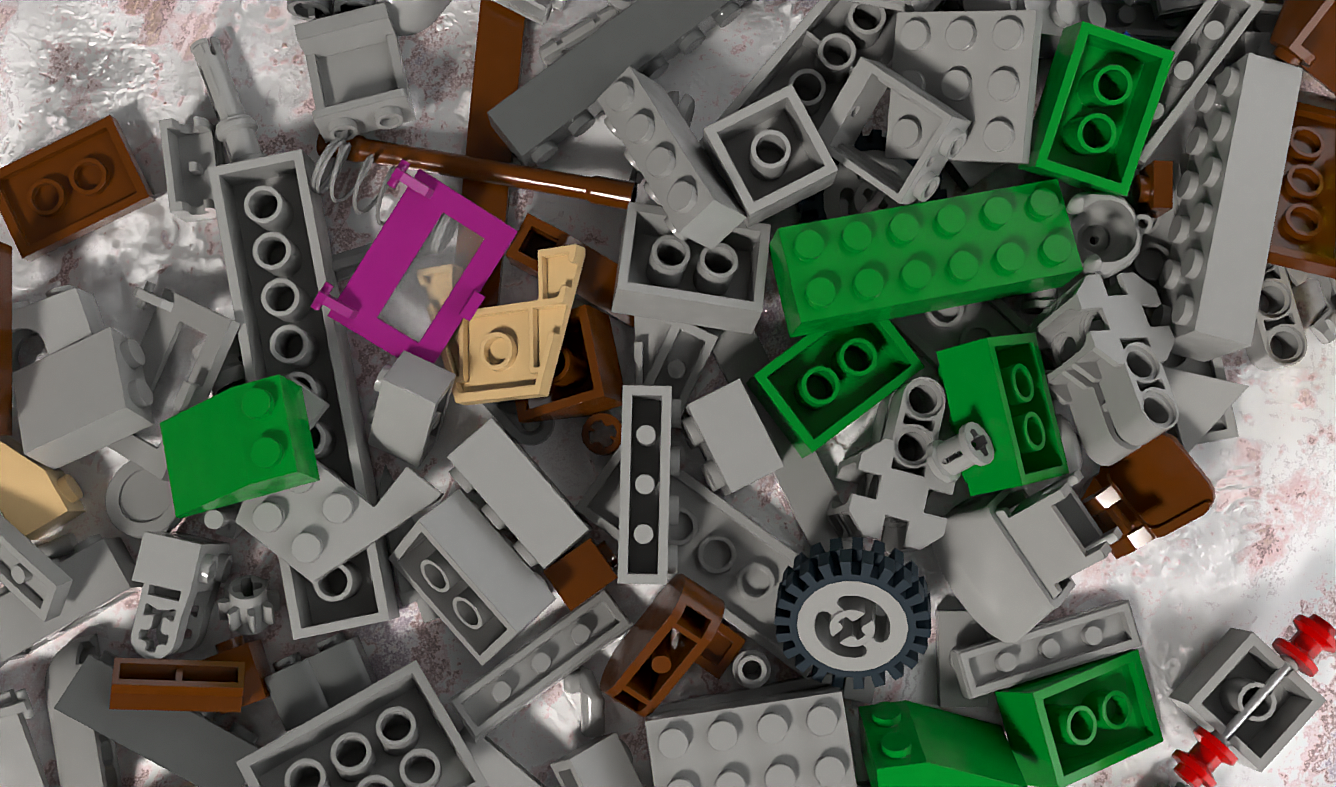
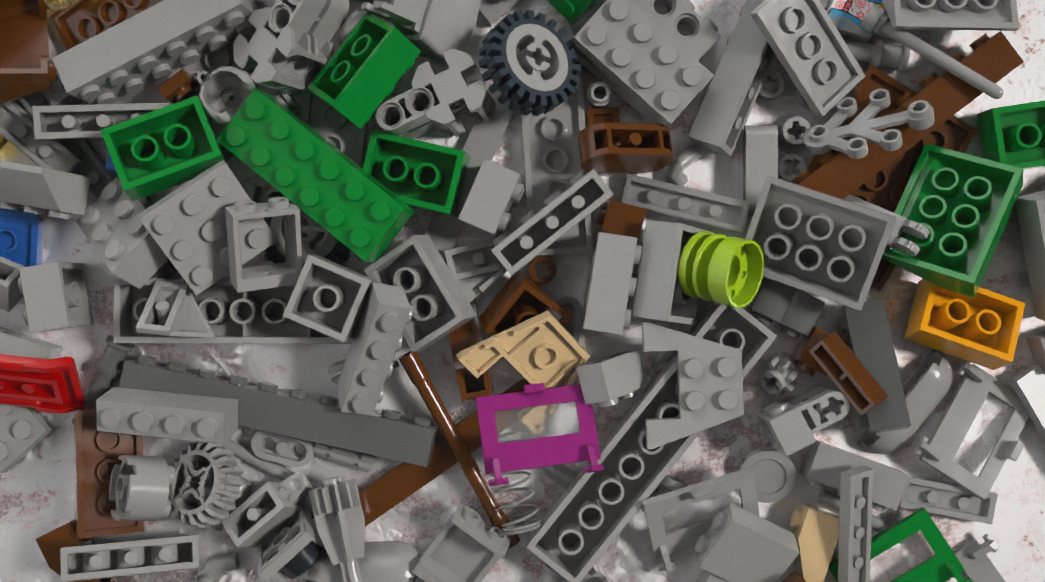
camera: 130 degrees left, 5 degrees up
(224, 520) = (744, 424): light grey bar -> none
(239, 446) = (705, 444): green slope -> none
(424, 637) = (721, 269): none -> lime wheel
(979, 455) = (404, 73): light grey bush -> none

